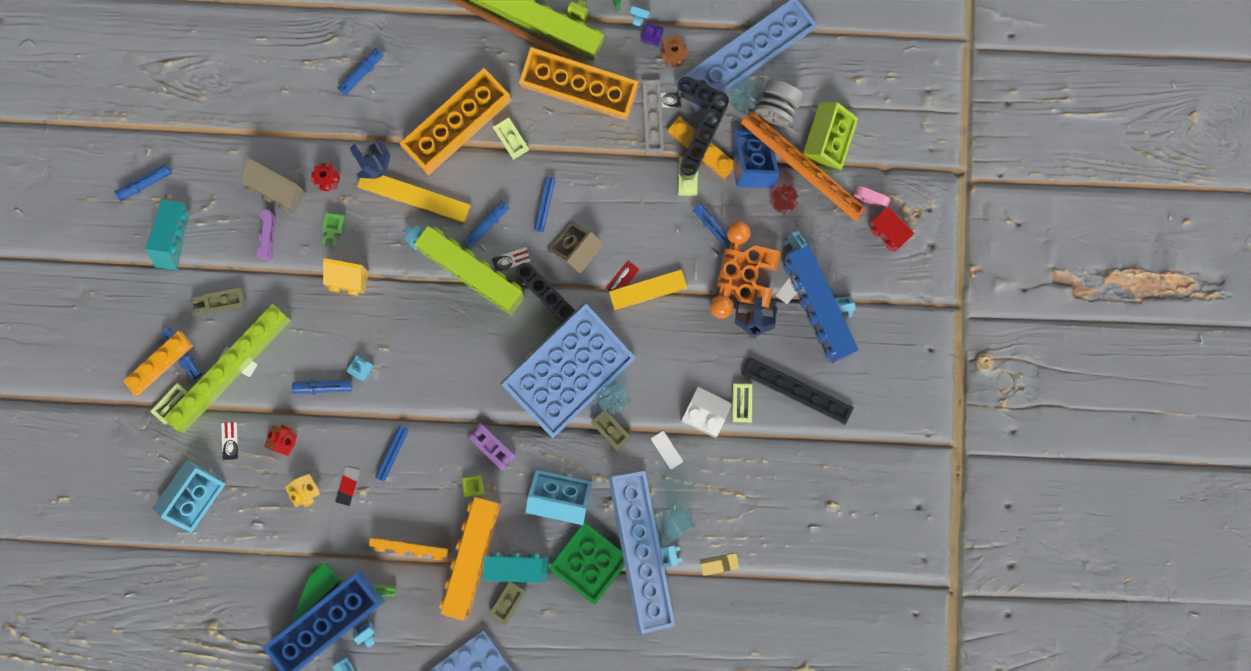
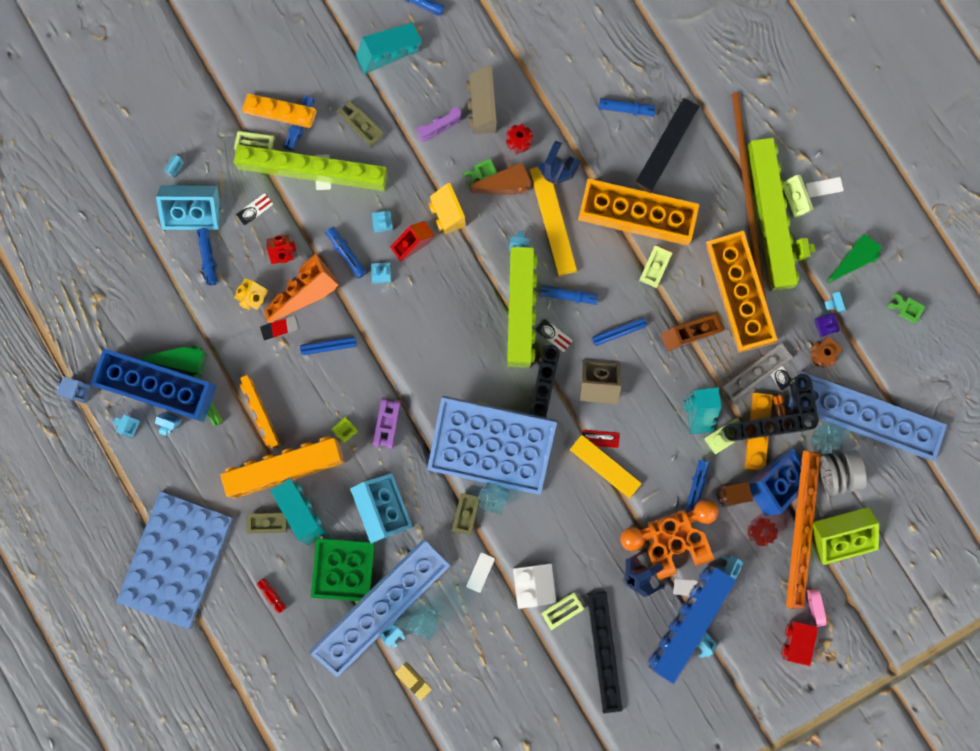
camera: 60 degrees right, 0 degrees up
(142, 486) = (173, 165): none -> medium azure slope
(246, 509) = (208, 263): none -> blue pin
(316, 338) = (382, 221): none -> medium azure tile
(329, 437) = (310, 285): none -> orange wedge
(350, 324) = (412, 240): none -> red slope
(355, 212) = (506, 182): none -> dark orange slope
(416, 60) = (666, 145): none -> black tile
(570, 638) = (271, 595): none -> red axle
(585, 146) = (691, 332): none -> dark orange slope
(653, 179) = (702, 408): none -> teal wedge
(694, 118) = (780, 409): none -> orange axle
(739, 200) = (734, 494): none -> reddish brown brick

